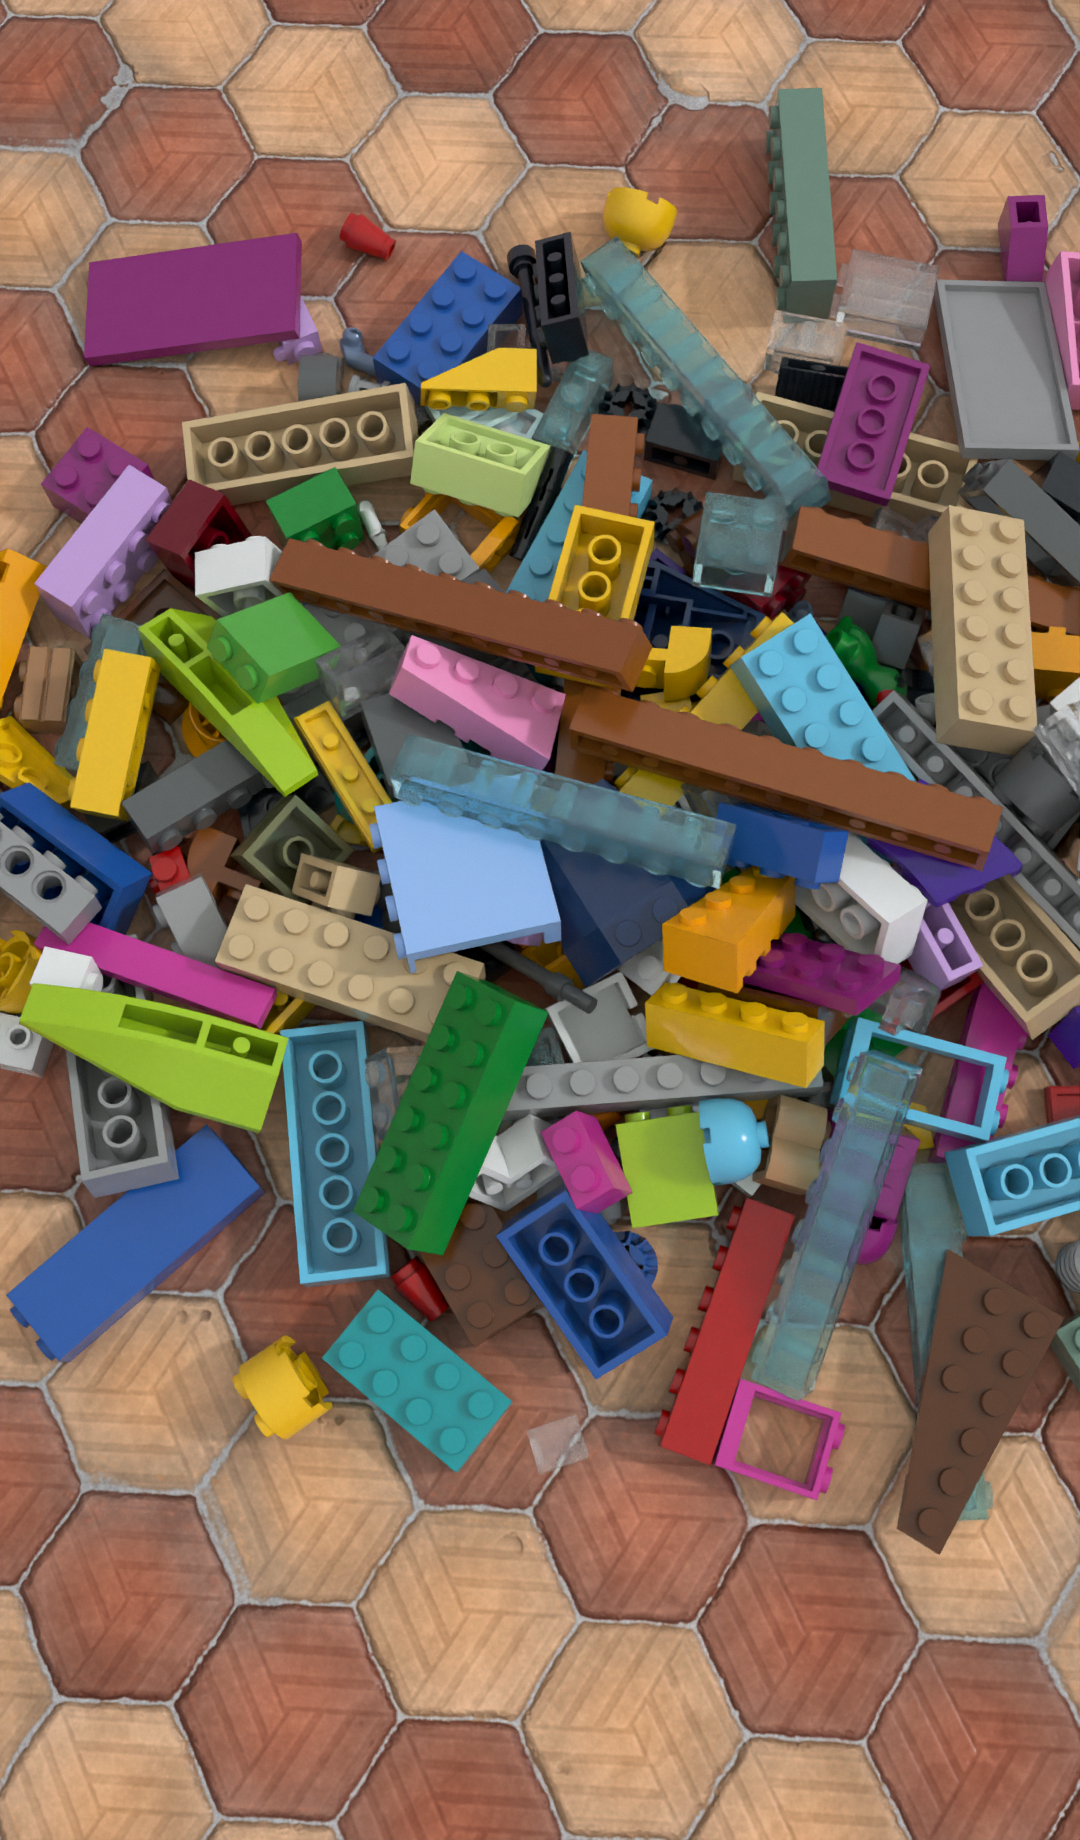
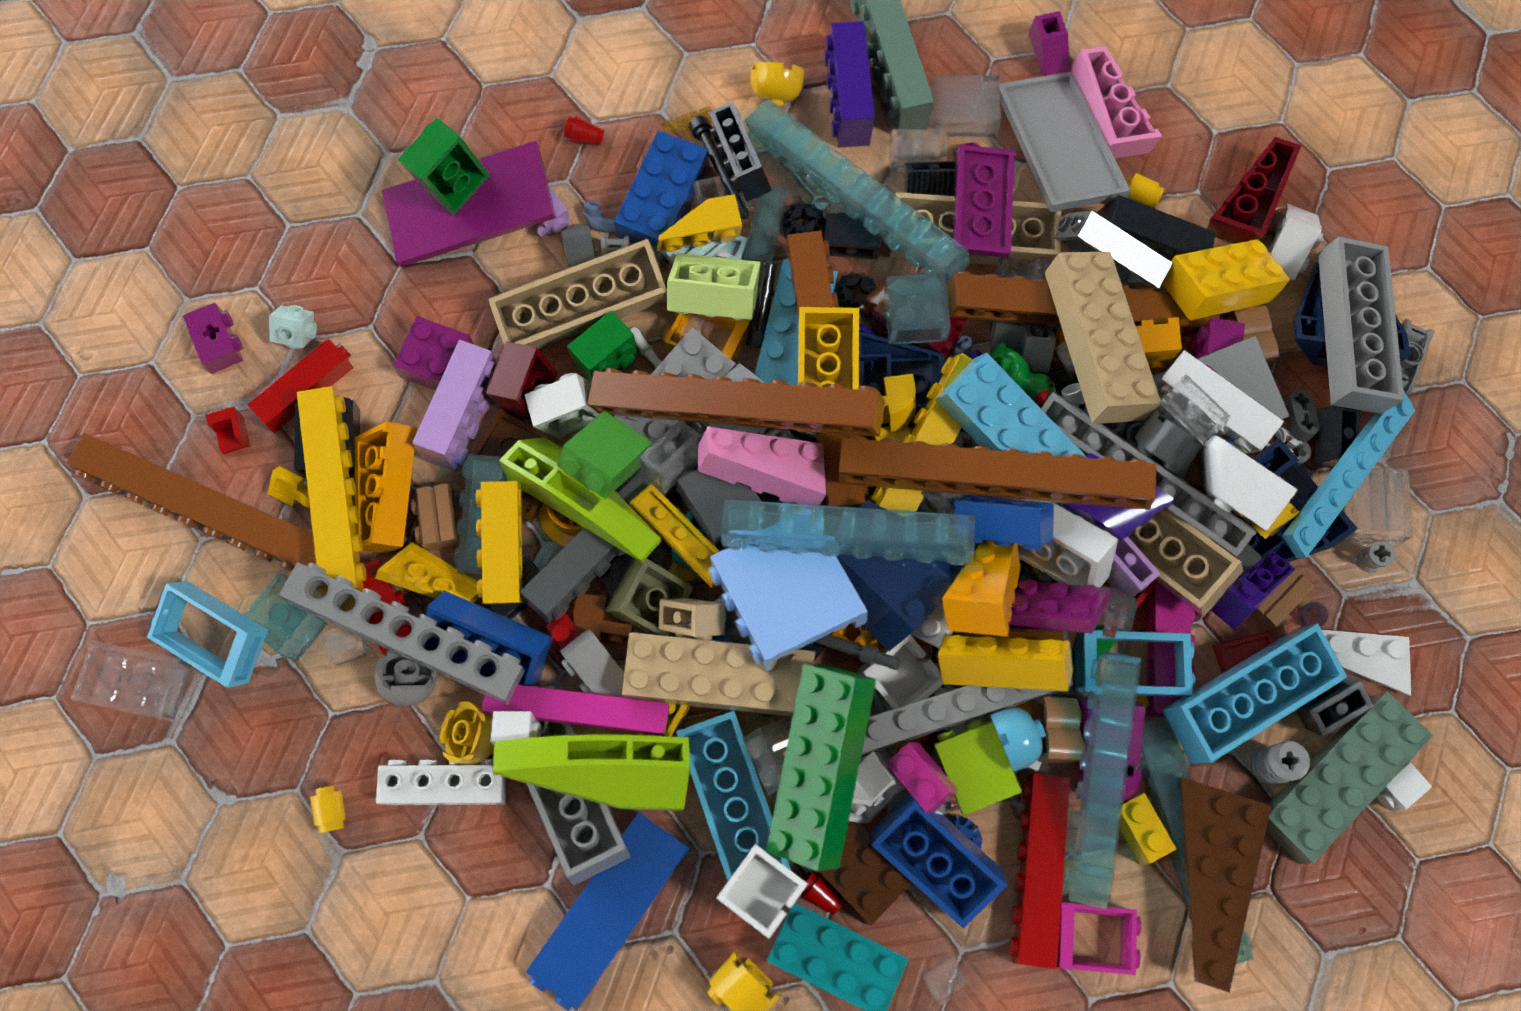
camera: 20 degrees left, 0 degrees up
(165, 238) = (444, 165): none -> green brick
(331, 1260) = (761, 890): none -> white piece
(499, 250) = (682, 122): none -> clear yellow axle
(731, 240) = (849, 84): none -> dark purple brick
(880, 1309) = (1144, 830): none -> yellow brick

